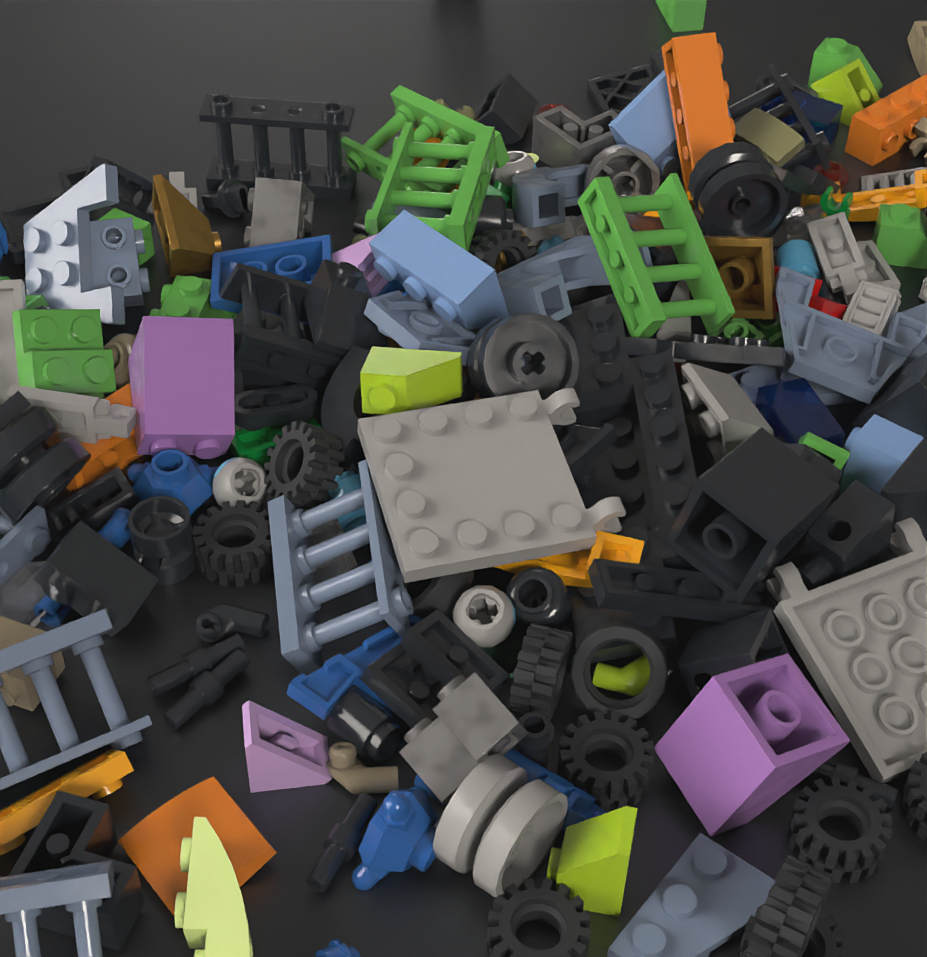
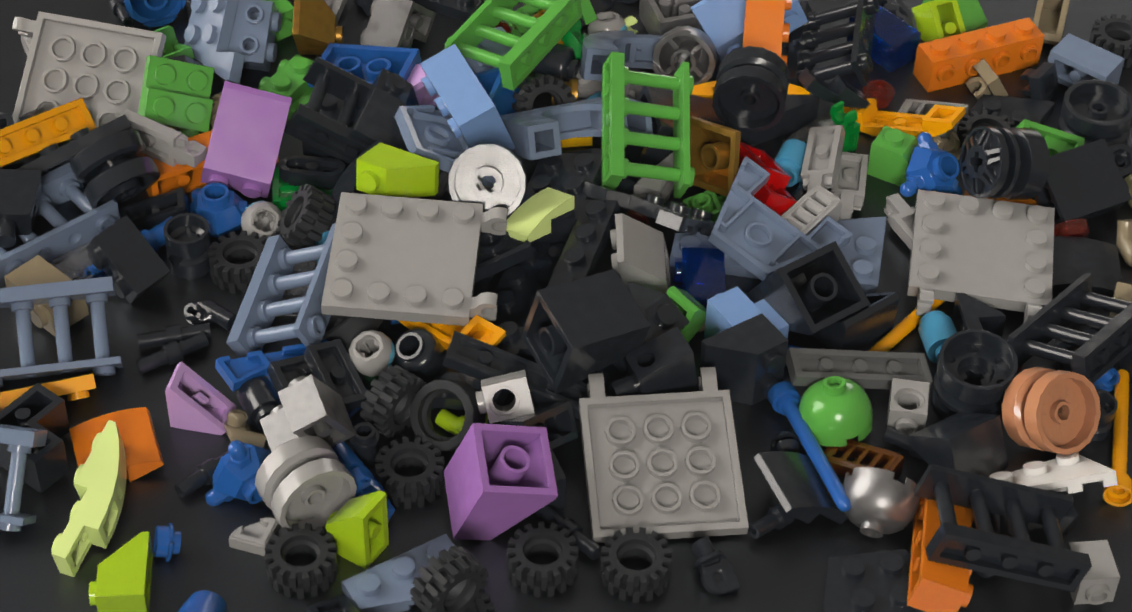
camera: 20 degrees right, 0 degrees up
(452, 918) = (254, 536): none -> light grey tile
(596, 387) = (534, 216): none -> yellowish green slope
(715, 631) = (516, 383): none -> light grey brick
(770, 135) = (823, 48): olive slope -> none

